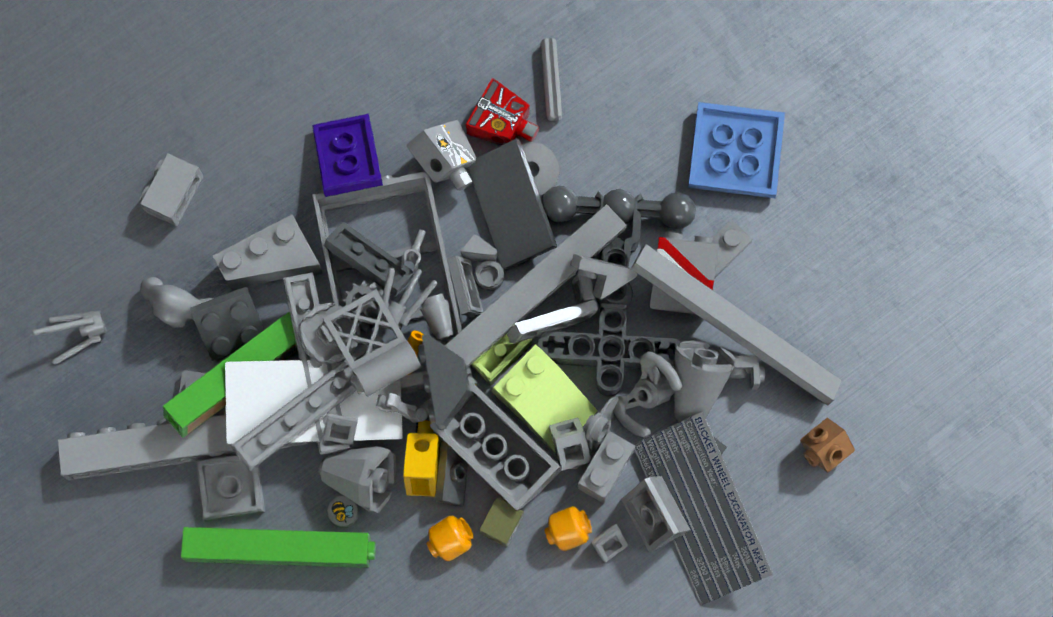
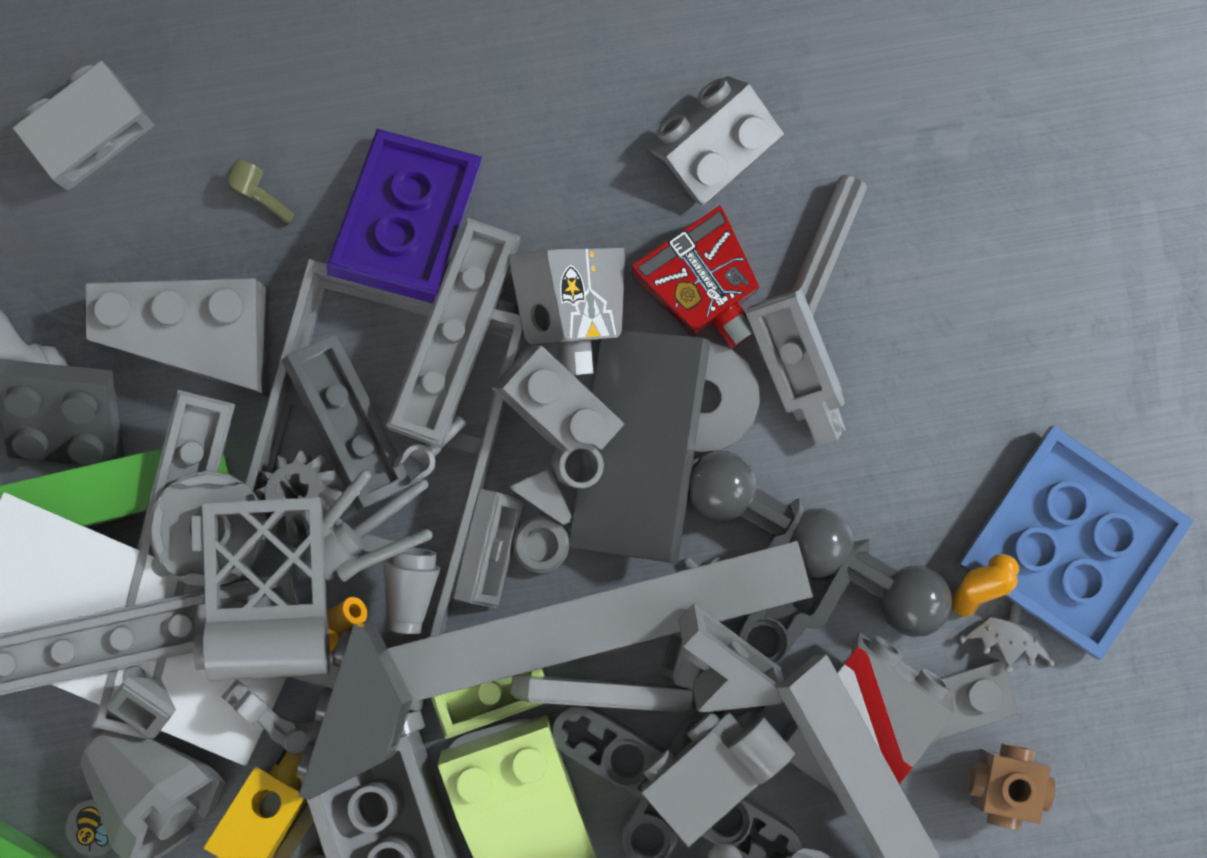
camera: 25 degrees right, 10 degrees up
(262, 180) = (245, 180): none -> olive hand
(398, 193) = (453, 333): none -> light grey tile
(466, 203) = (559, 410): none -> light grey hinge
(474, 52) = (715, 137): none -> light grey bracket
(566, 131) = (799, 363): none -> light grey hinge
(622, 325) = (713, 772): none -> light grey hinge
(704, 186) = (985, 584): none -> light orange arm
(731, 208) = (1010, 639): none -> light grey piece
(764, 280) = (991, 779): none -> medium nougat brick

